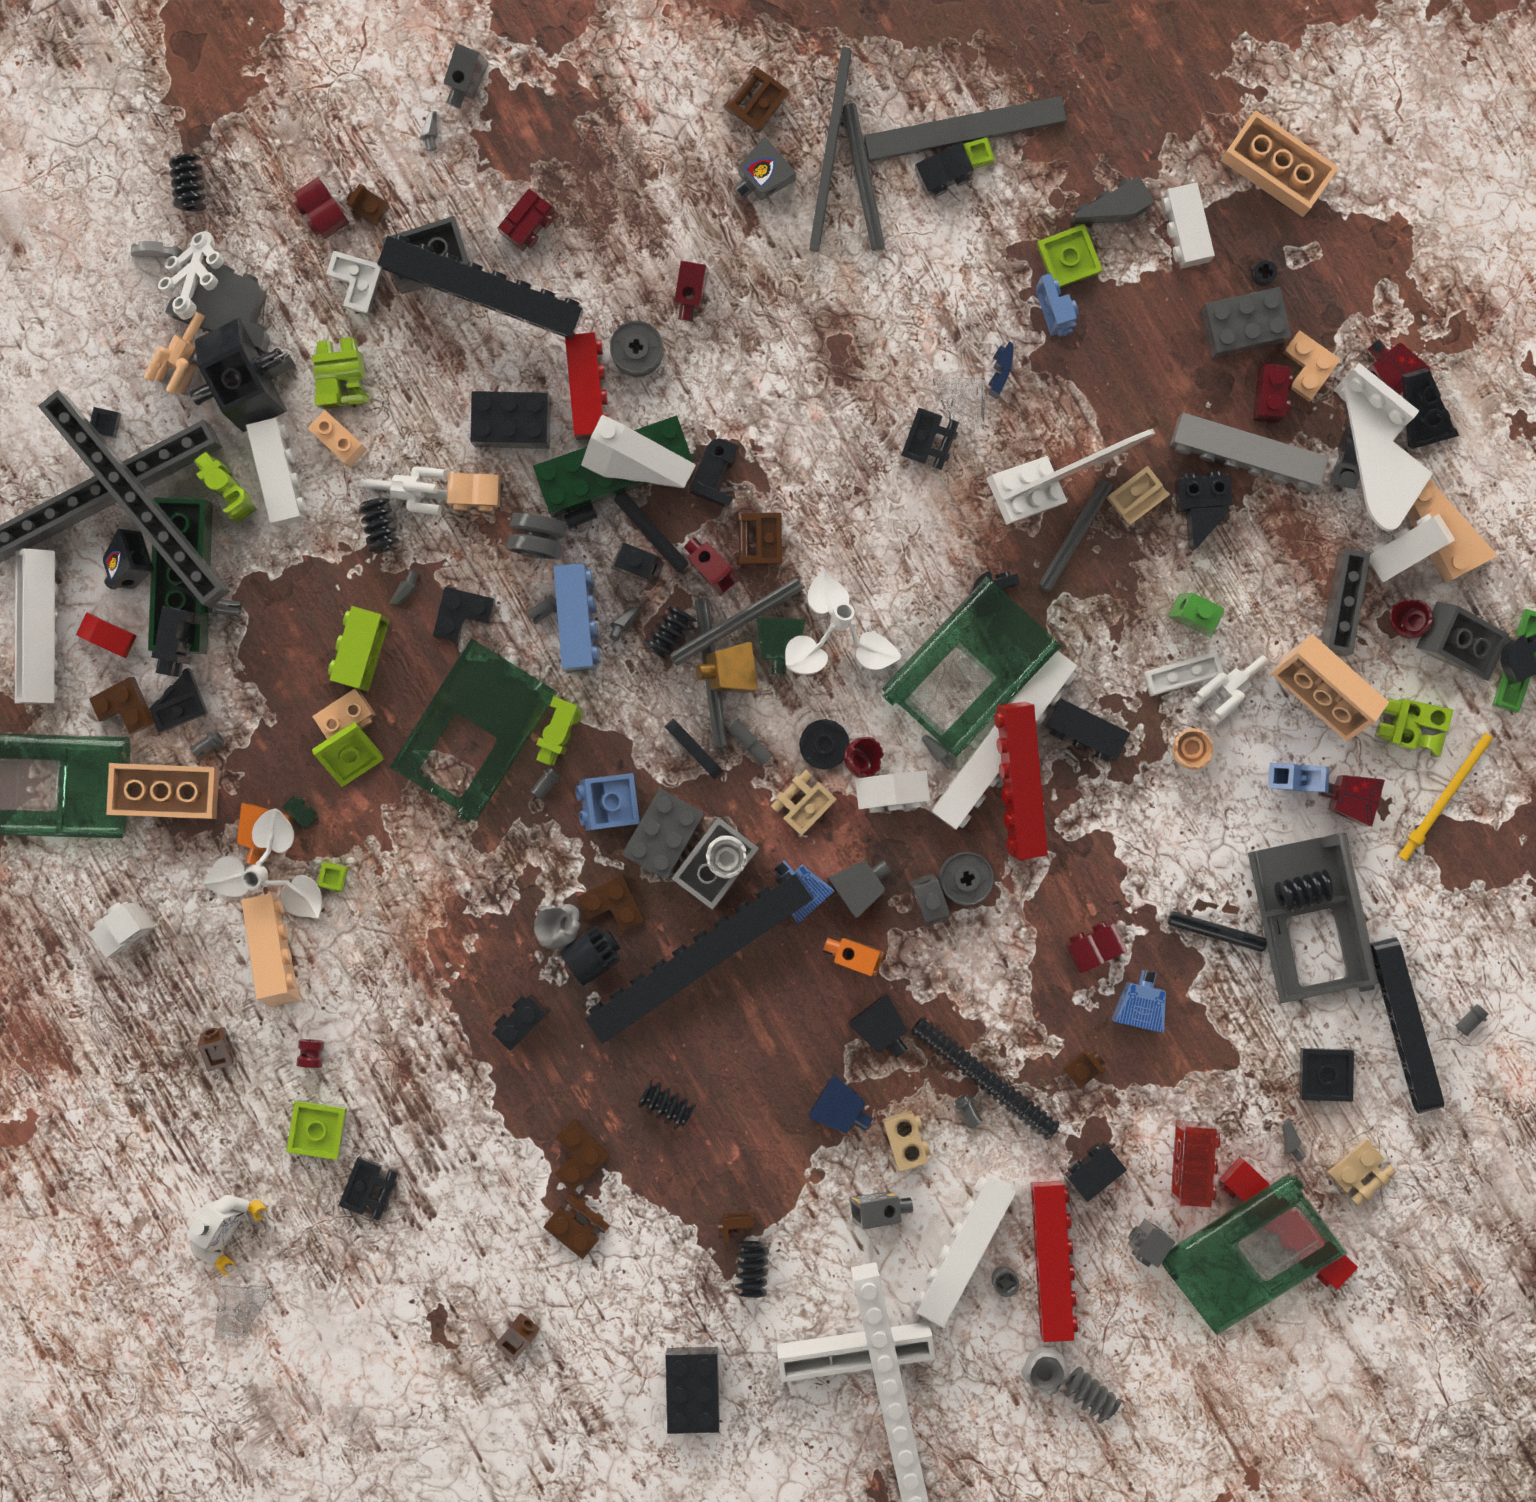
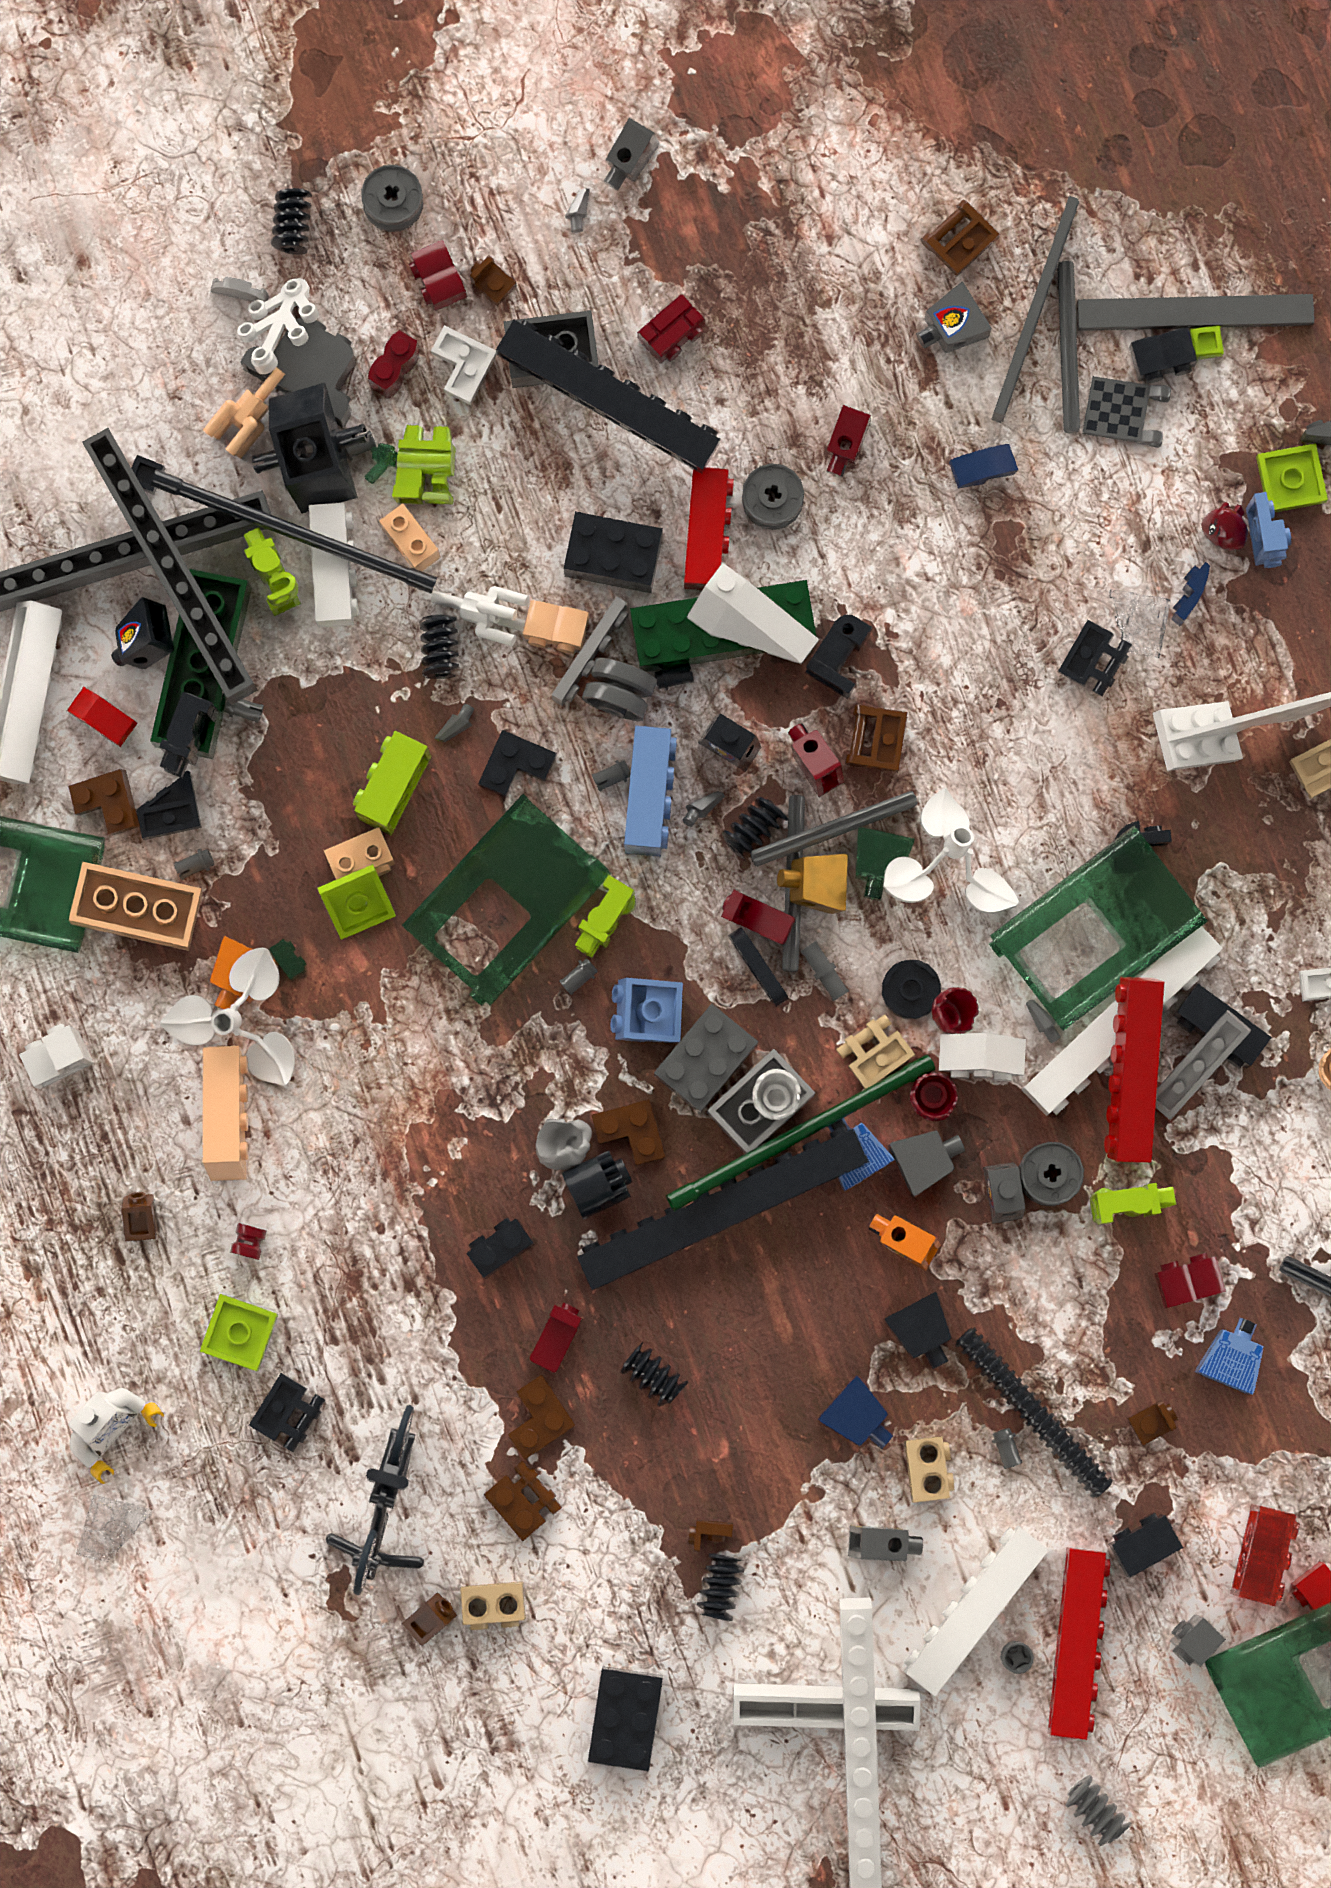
camera: 15 degrees right, 5 degrees down
(128, 429) = (176, 486): none -> black piece
(261, 136) = (389, 214): none -> dark grey wheel
(298, 288) = (389, 369): none -> dark red brick
(304, 372) = (385, 457): none -> clear green plate
(332, 876) = (311, 1041): lime tile -> none
(457, 1252) = (387, 1482): none -> black piece
(511, 498) = (598, 641): none -> light grey plate
(565, 1310) = (492, 1596): none -> tan brick
(580, 1086) = (556, 1337): none -> dark red bracket
(651, 531) = (752, 708): black axle -> none
(671, 949) = (692, 1190): none -> dark green piece
(686, 707) = (757, 917): none -> dark red bracket
(809, 290) = (982, 465): none -> dark blue slope
(858, 831) = (933, 1096): none -> dark red hair
(915, 223) = (1119, 410): none -> dark grey flag
(1021, 308) = (1226, 527): none -> dark red piece
(1042, 890) = (1131, 1202): none -> lime hips
(1046, 1370) = (1047, 1770): light grey hair -> none
(1074, 765) = (1200, 1064): none -> light grey plate
(1075, 535) = (1245, 799): dark grey axle -> none

